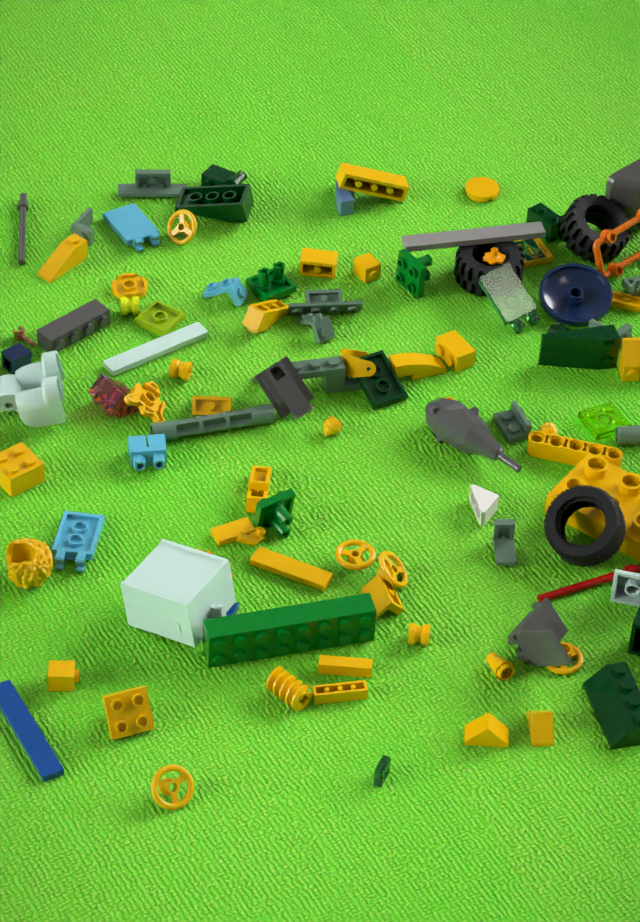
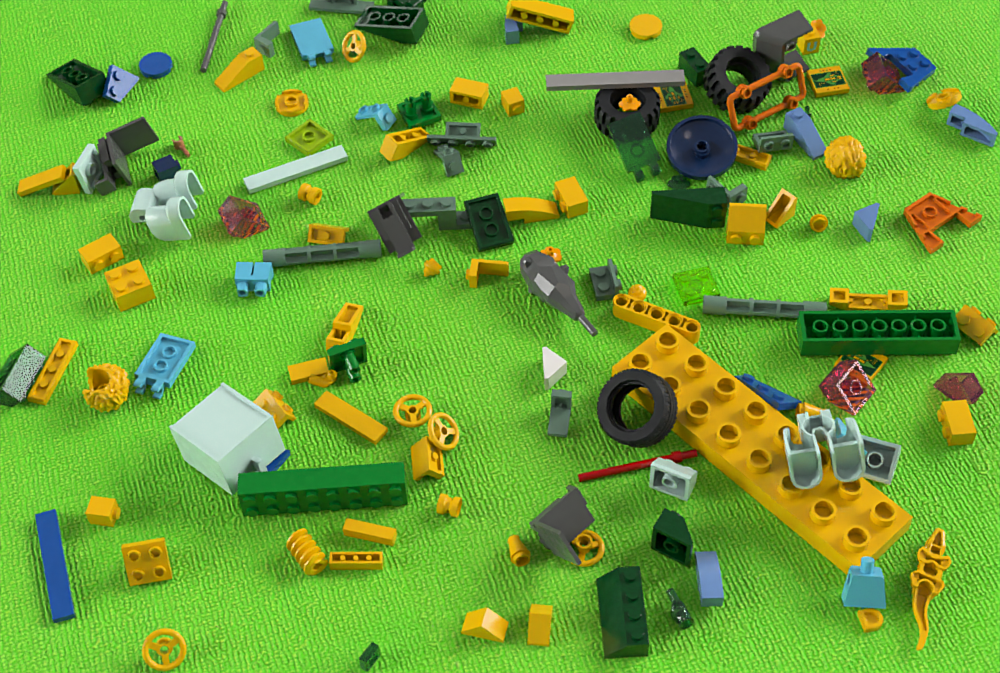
camera: 15 degrees right, 10 degrees up
(73, 326) = (226, 140): dark grey brick -> none
(128, 305) = (282, 123): neon yellow wheel -> none
(147, 400) = (268, 225): yellow tile -> none
(357, 367) = (468, 209): yellow piece -> none
(389, 421) = (488, 267): none -> yellow bracket
(412, 272) = (551, 112): green plate -> none

